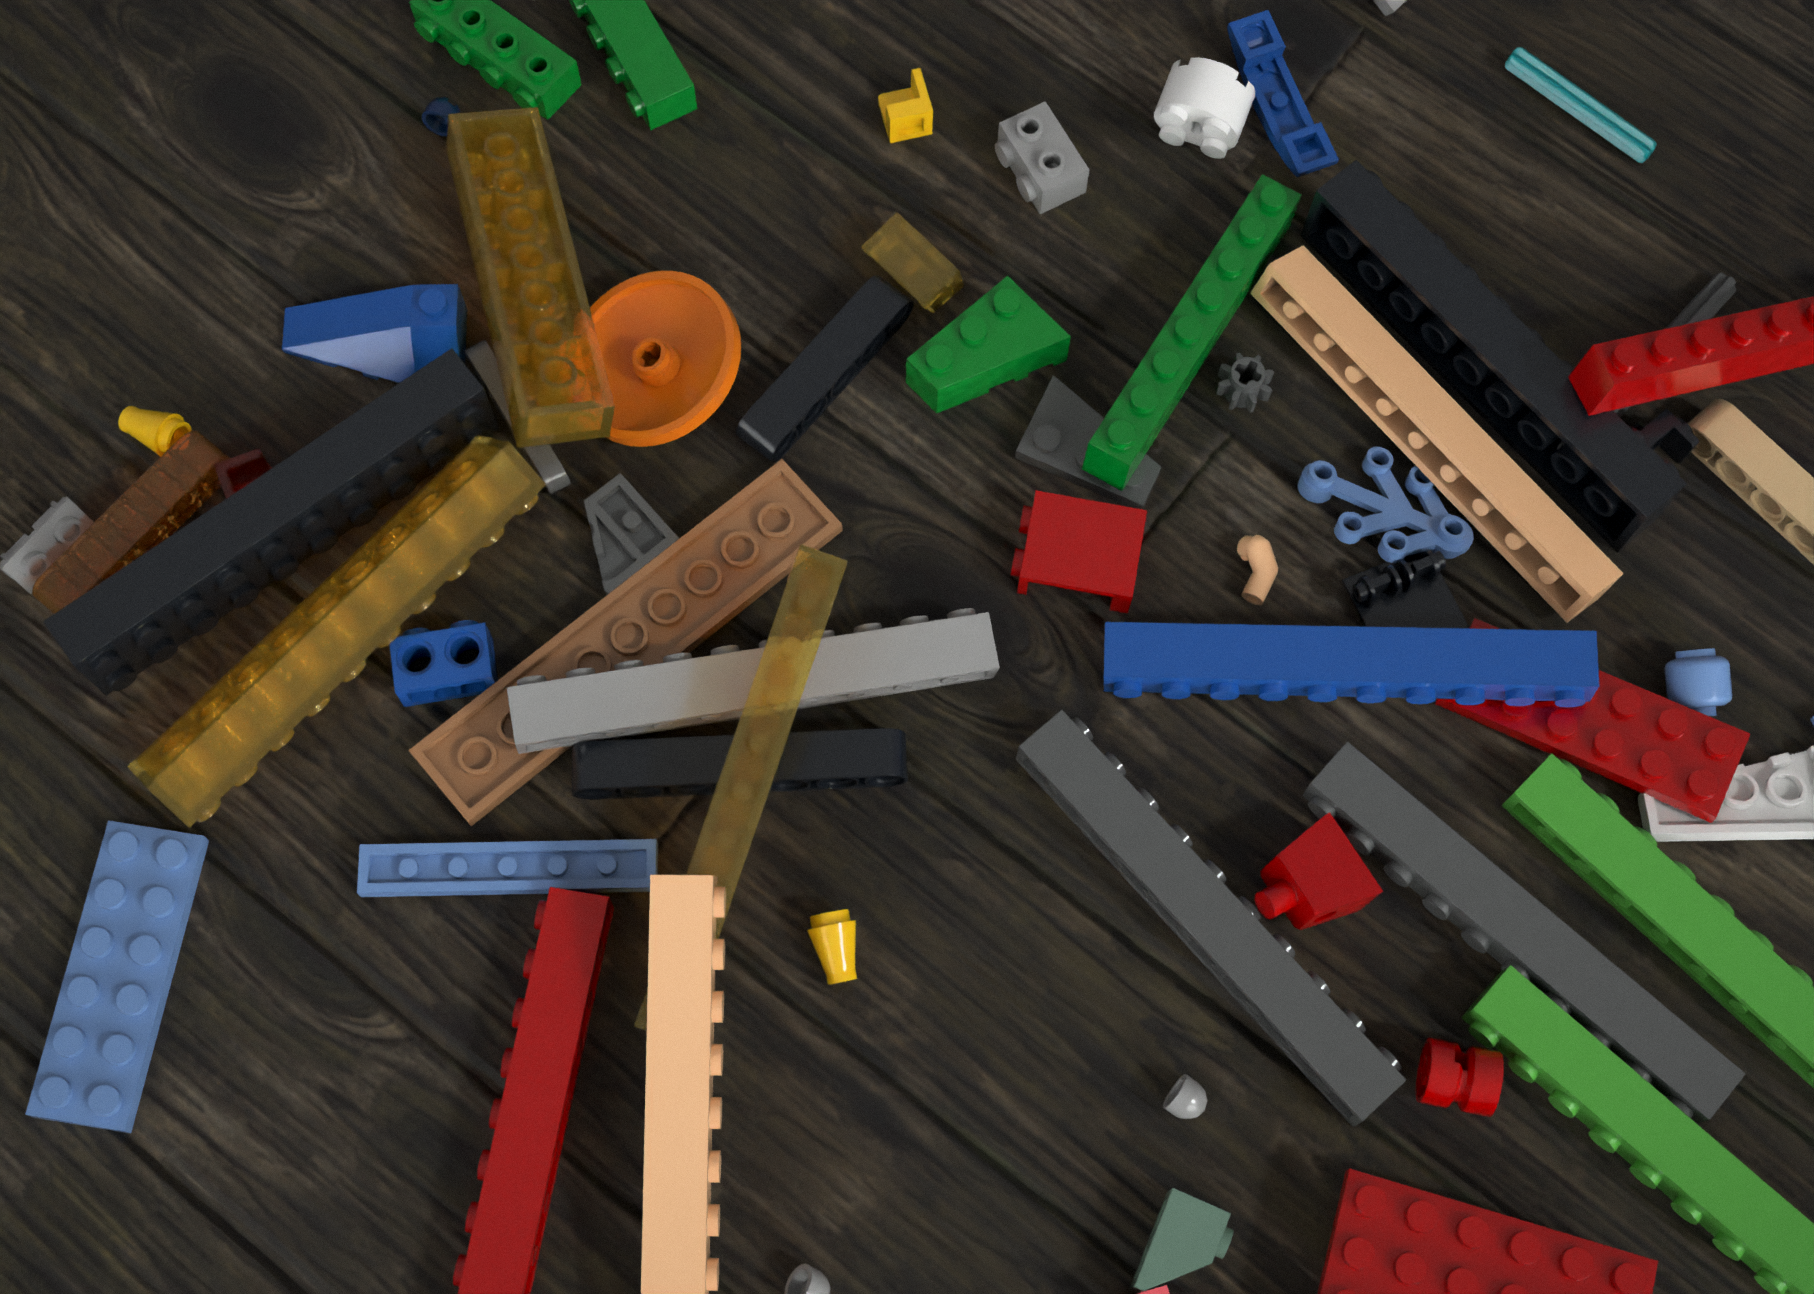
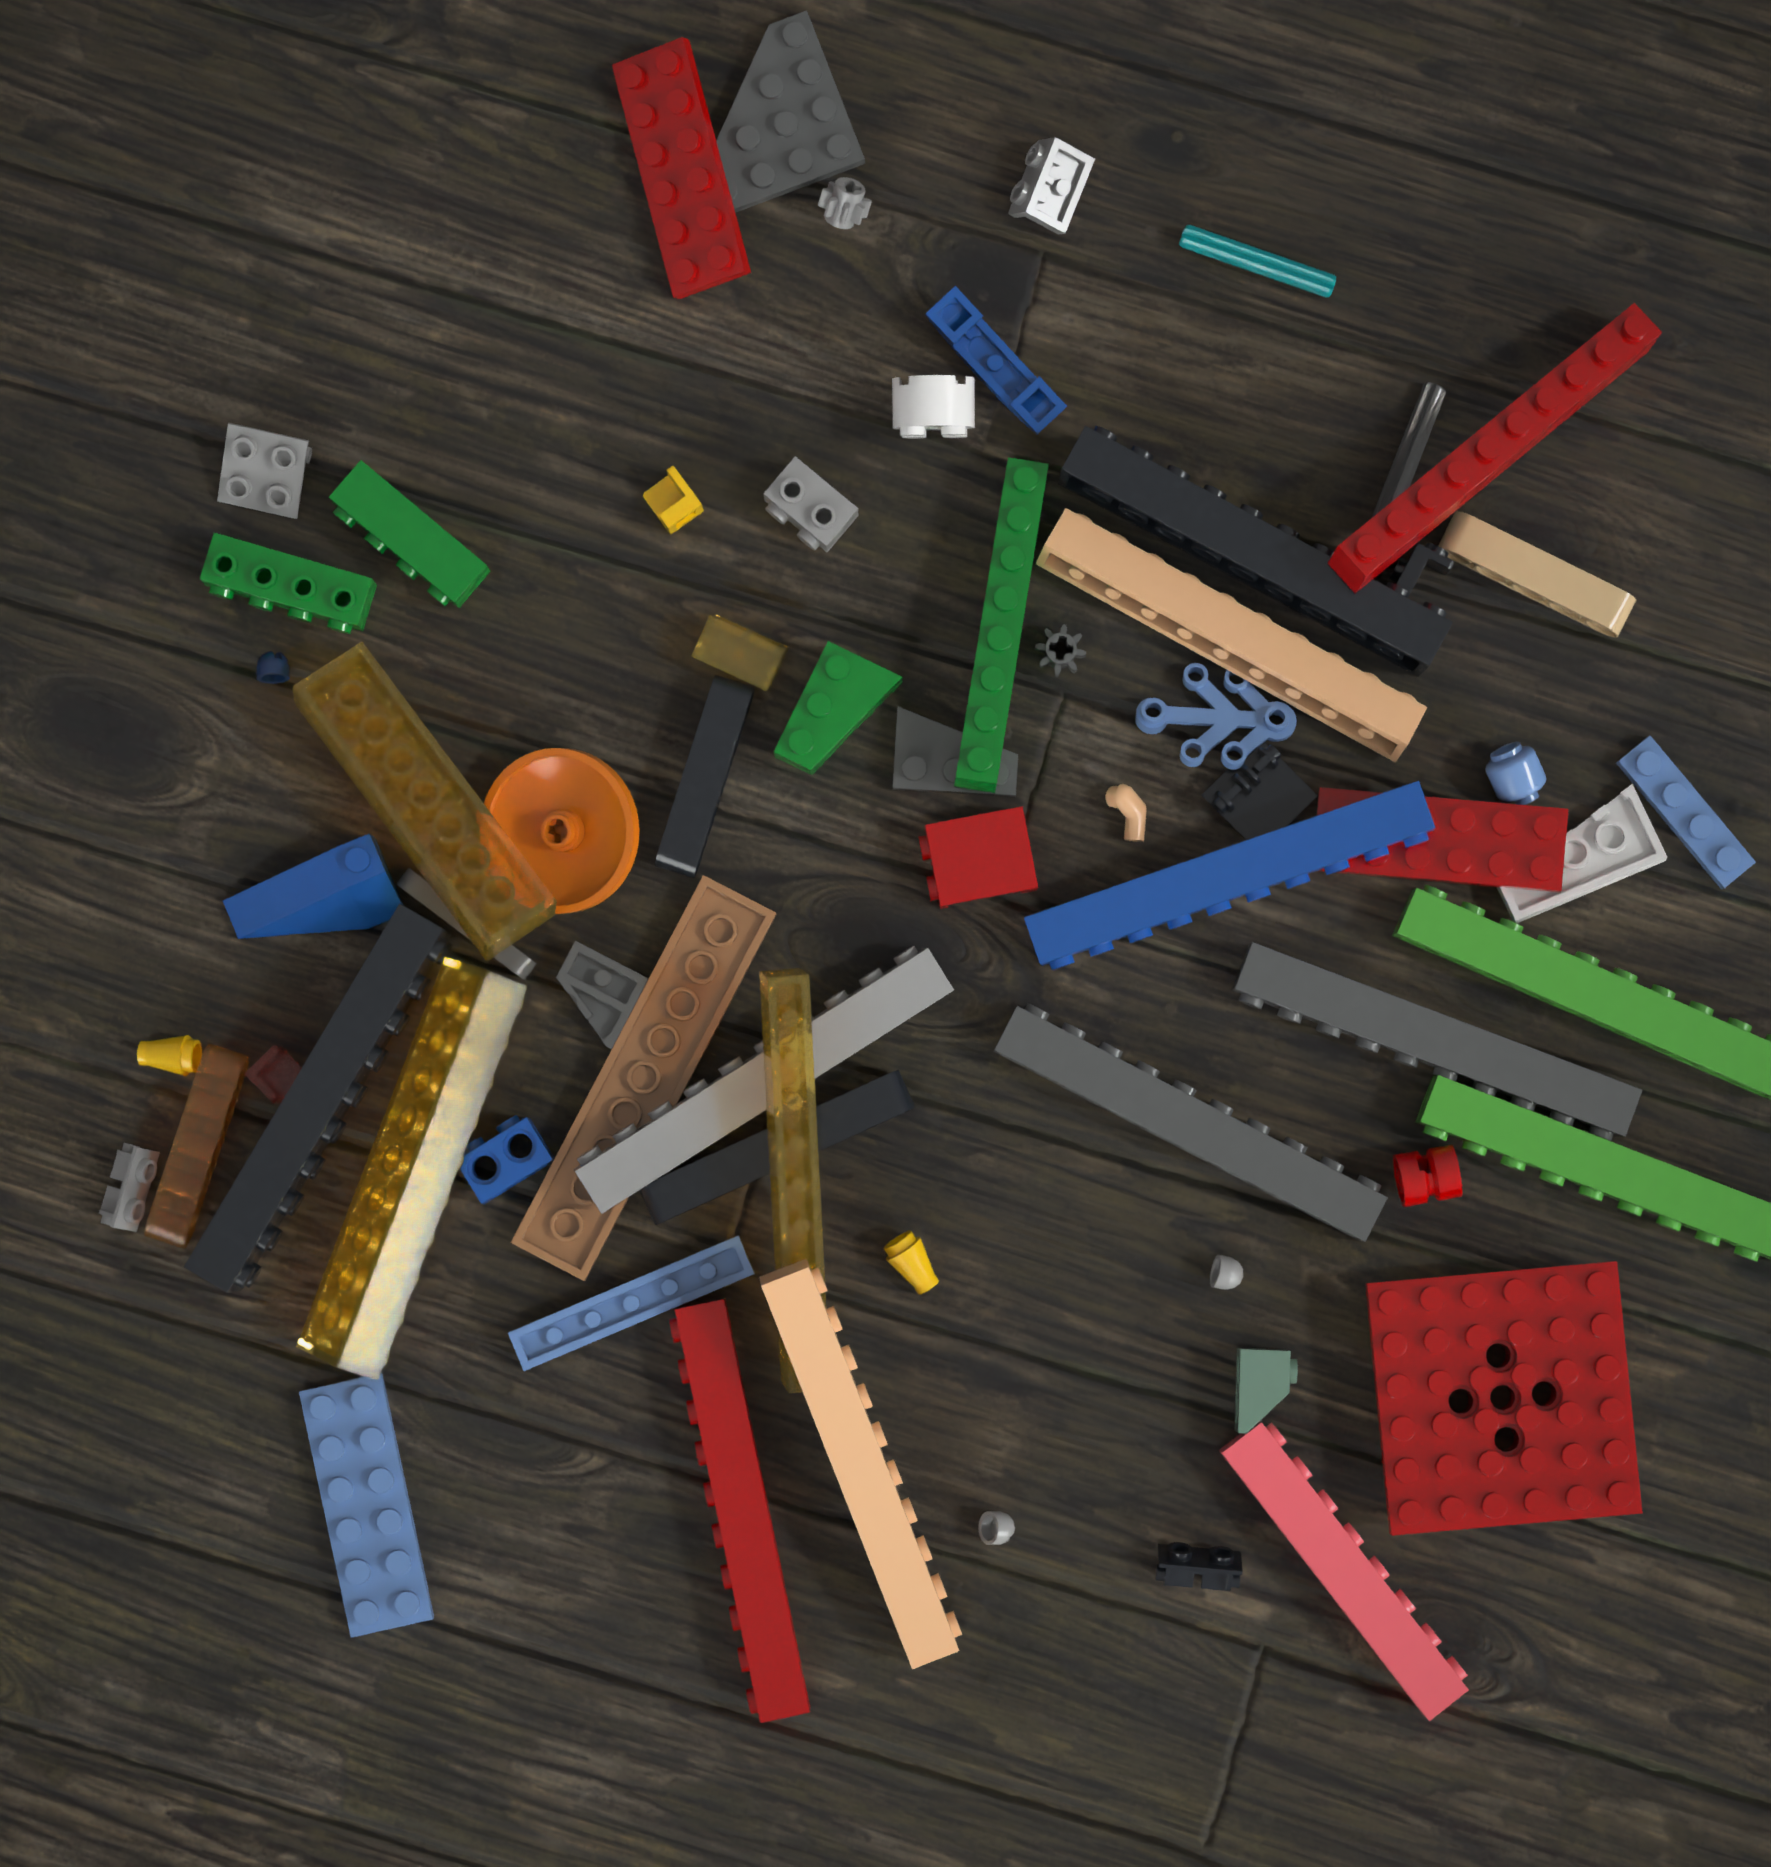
camera: 20 degrees left, 15 degrees up
(1316, 878) = (1264, 1061): red torso -> none

